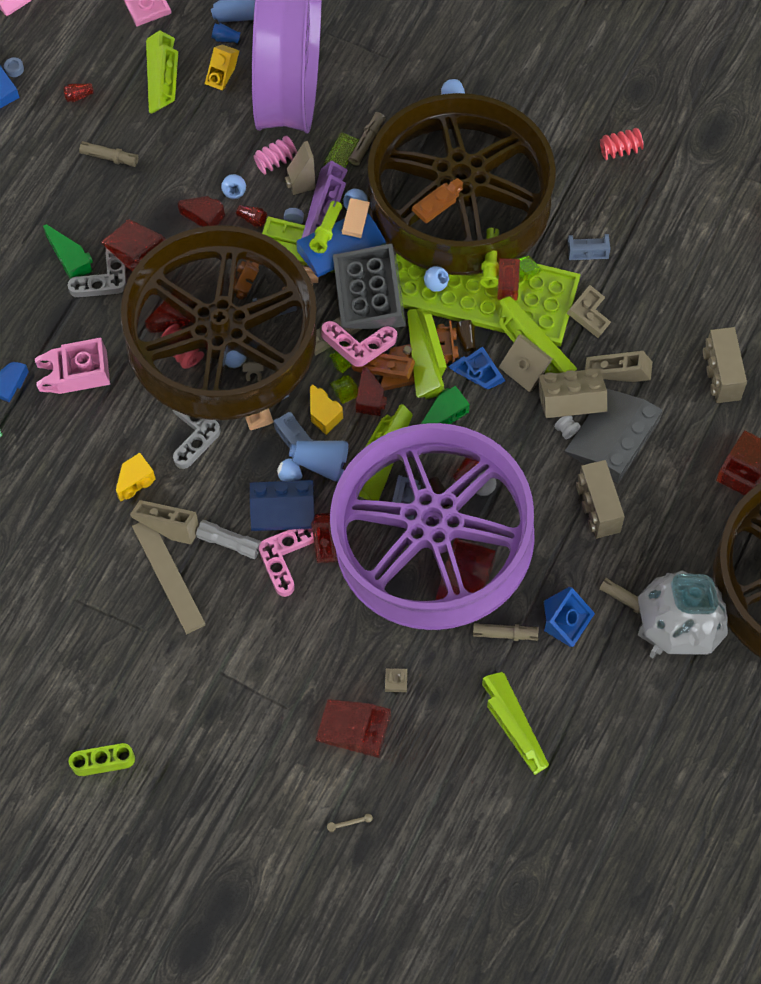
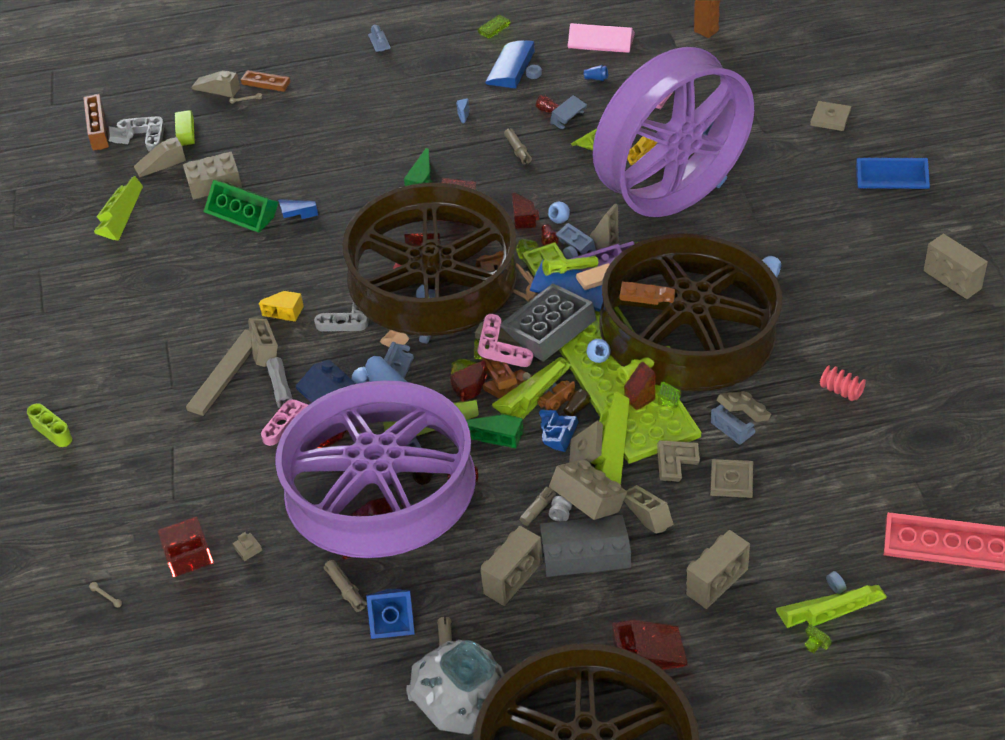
camera: 55 degrees right, 20 degrees down
(11, 160) = (463, 109): none -> medium blue slope
(74, 23) = (596, 73): none -> blue cone
(75, 367) = (331, 226): bright pink brick -> none
(107, 83) = (567, 111): none -> sand blue hinge
(275, 153) = (595, 214): bright pink piece -> none
(282, 198) = (576, 239): none -> sand blue hinge
(324, 411) = (430, 365): yellow slope -> none
(511, 718) = (271, 638): lime wedge -> none
(546, 435) = (537, 506): none -> dark tan piece
(576, 224) = (744, 402): none -> dark tan plate
(641, 289) = (732, 478): none -> dark tan plate

